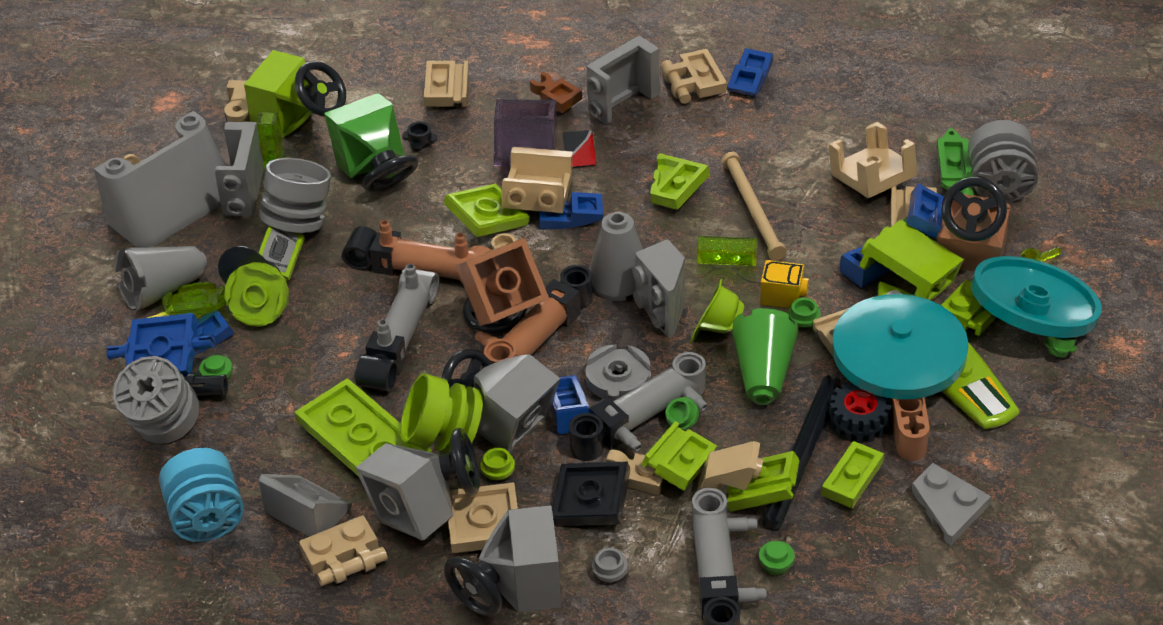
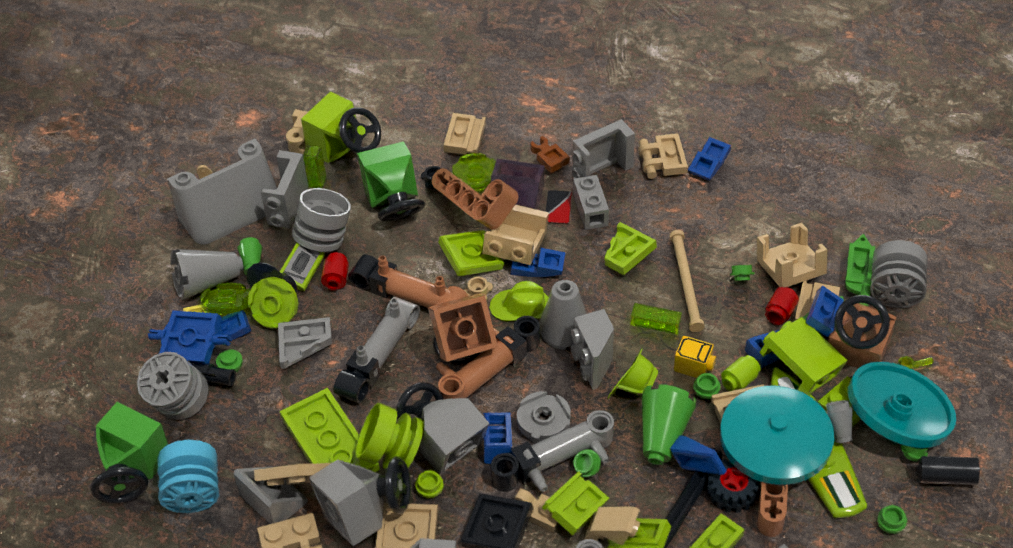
camera: 10 degrees right, 5 degrees up
(119, 479) = (127, 449): none -> bright green piece
(212, 244) = (250, 252): none -> bright green cone
(302, 331) = (302, 339): none -> light grey wing
(323, 252) = (335, 271): none -> red brick
(327, 470) = (292, 474): none -> tan plate
(468, 124) = (475, 170): none -> clear neon green tile
(498, 156) = (488, 209): none -> nougat beam
(561, 250) = (522, 300): none -> lime piece
(619, 136) = (590, 202): none -> light grey brick
(805, 383) = (696, 456): none -> blue slope
(817, 187) = (742, 272): none -> bright green plate
(841, 292) = (740, 373): none -> lime brick
(872, 215) = (781, 305): none -> red brick
(972, 320) = (841, 419): none -> light grey cone
(1051, 419) = (892, 519): none -> bright green plate
(1103, 358) = (948, 470): none -> black brick

